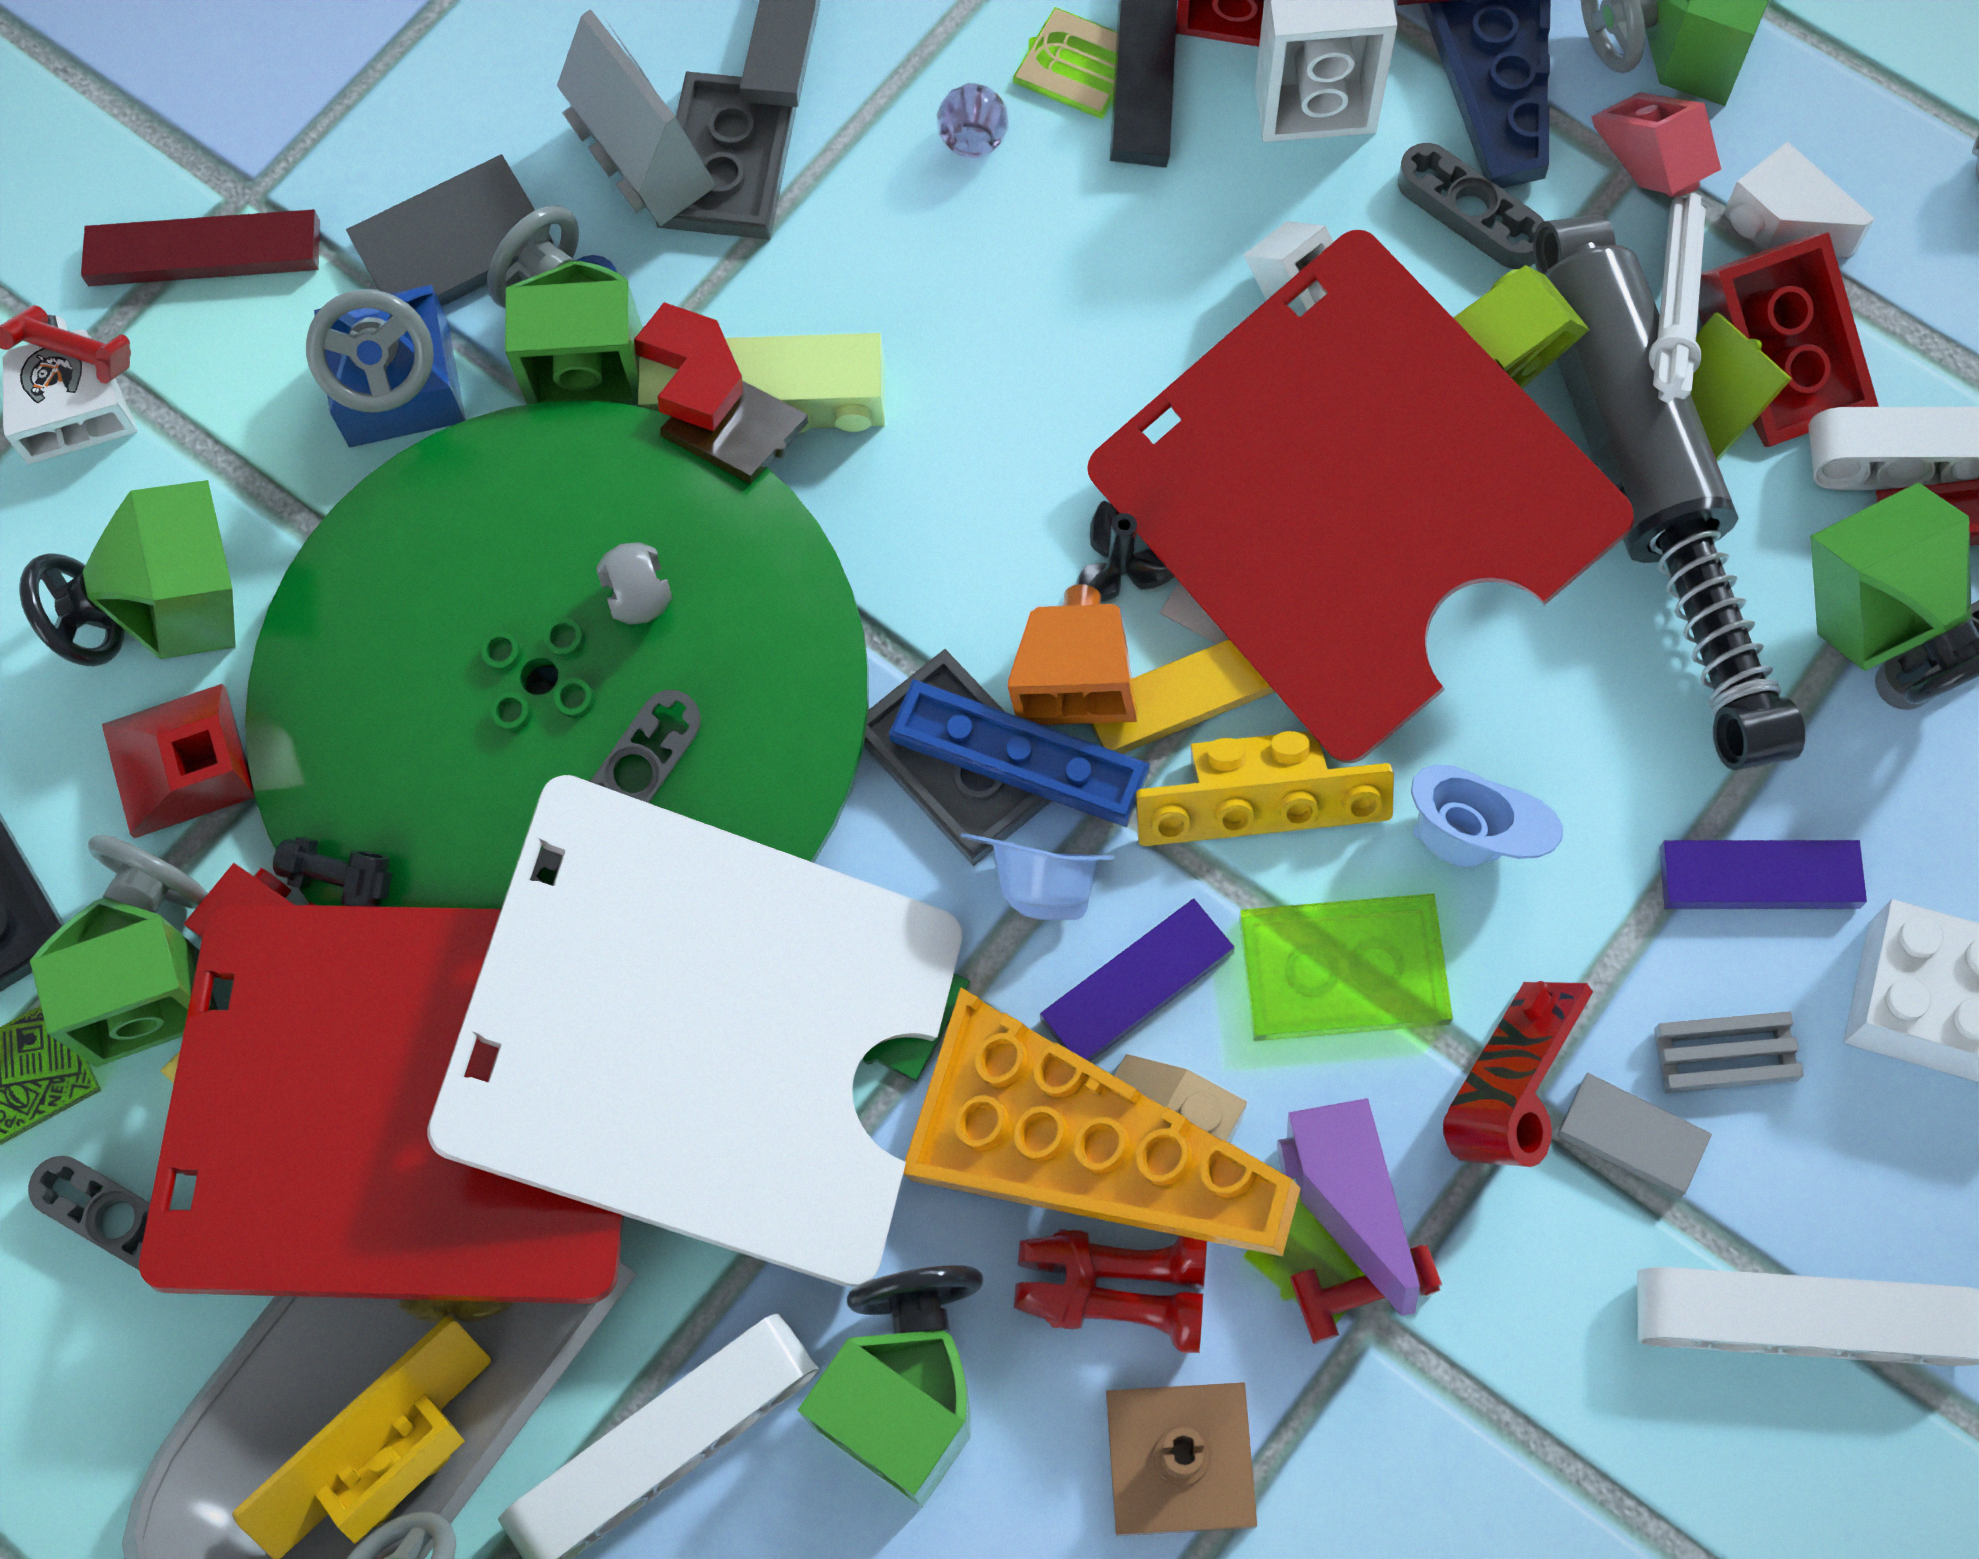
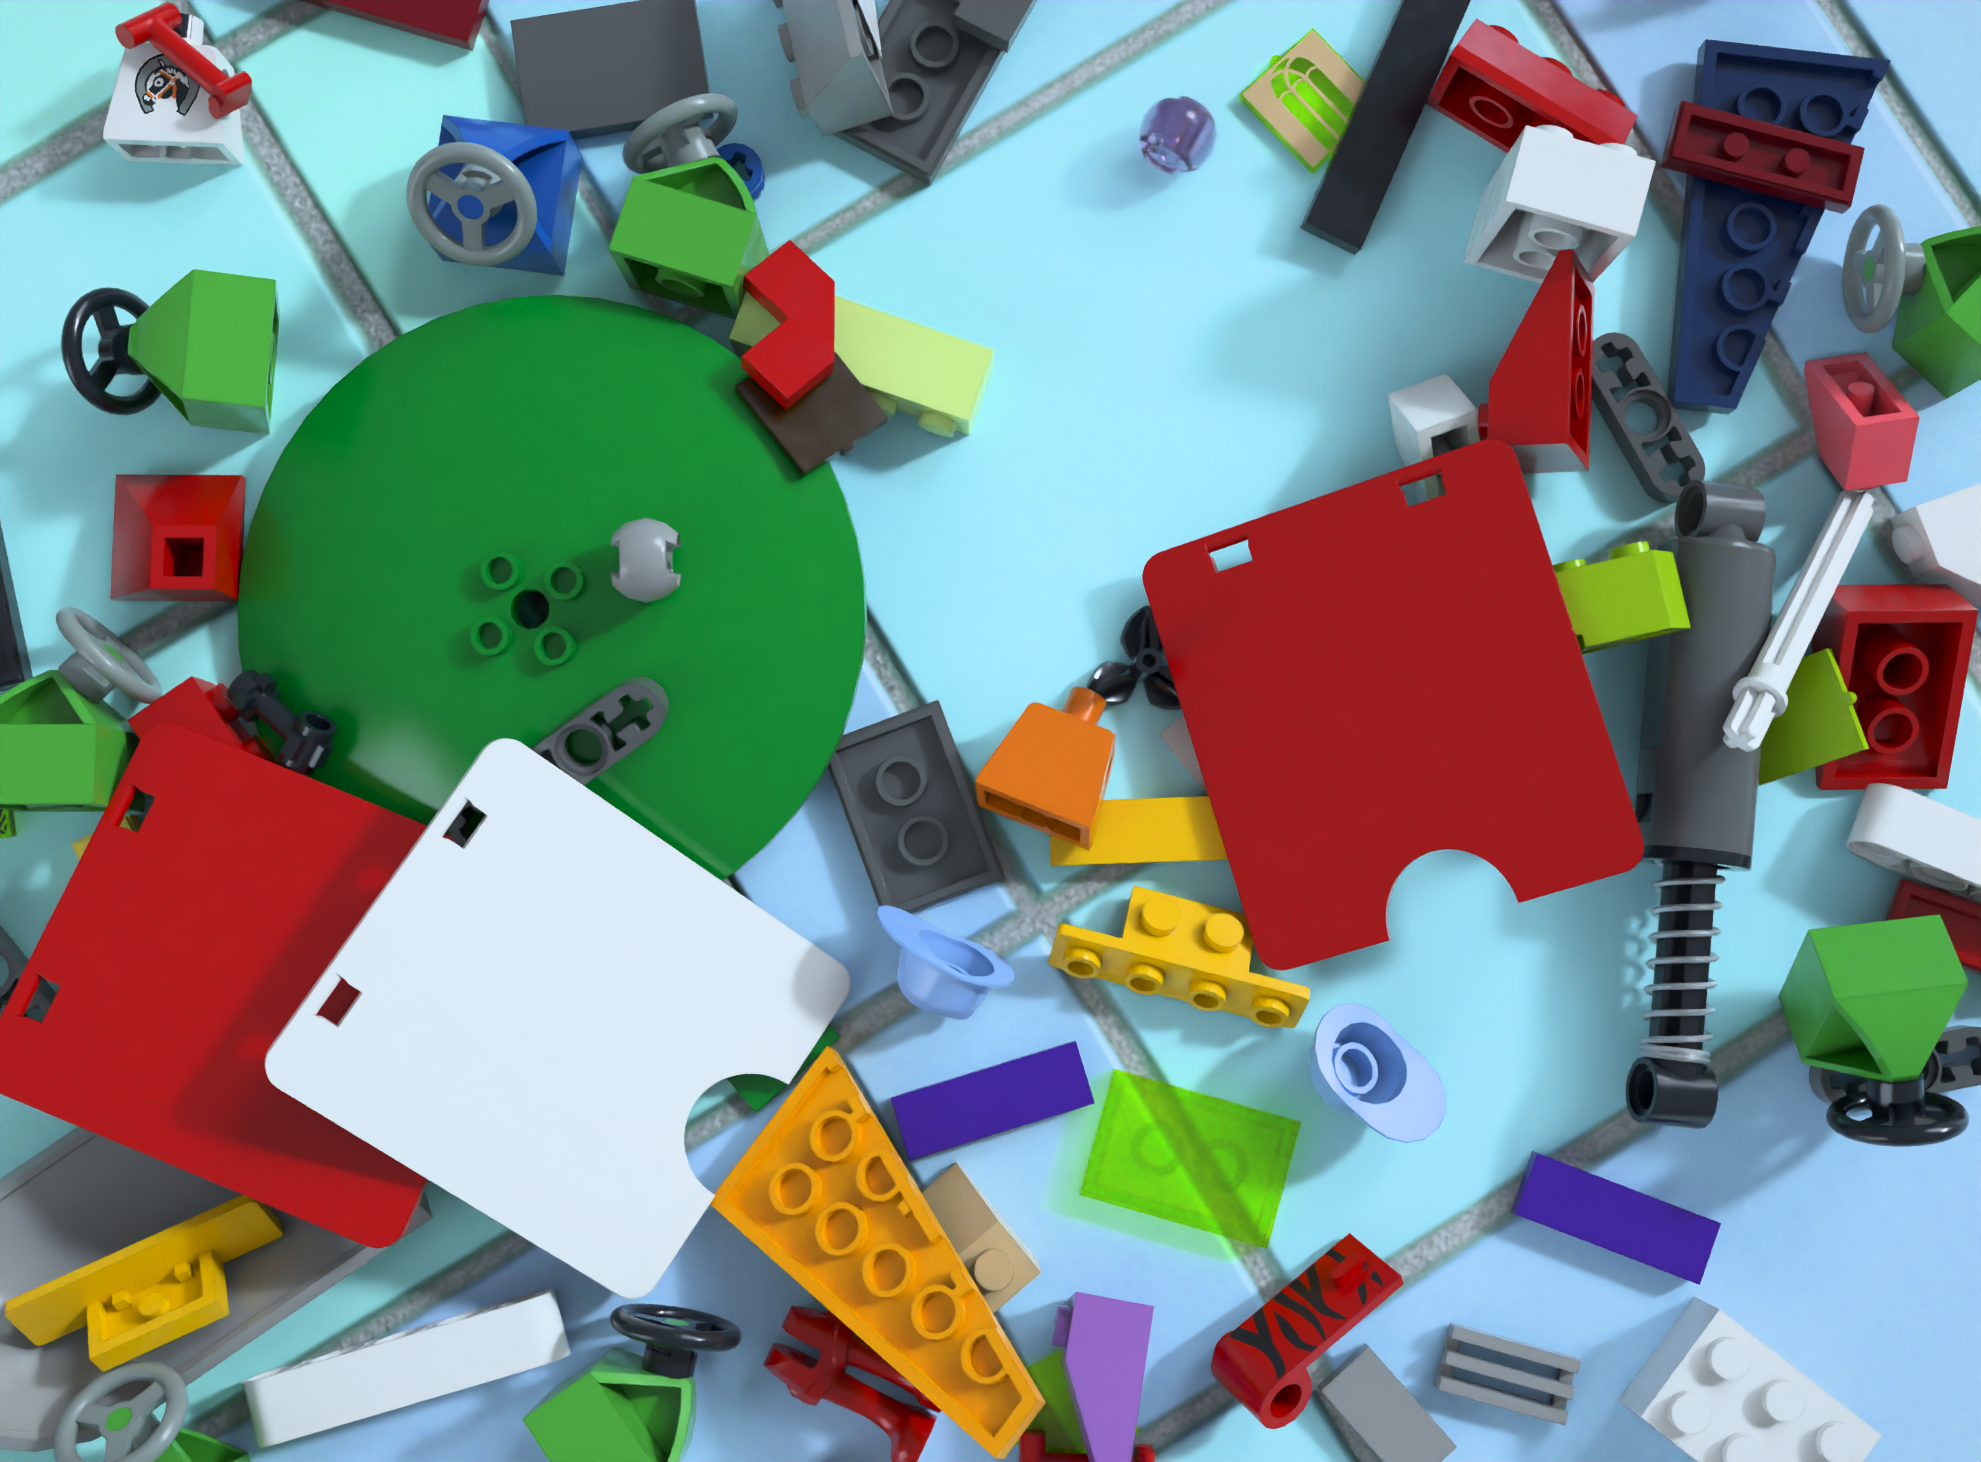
camera: 15 degrees right, 15 degrees up
(1019, 752) = (966, 837): blue tile -> none
(1371, 183) = (1545, 377): none -> red slope

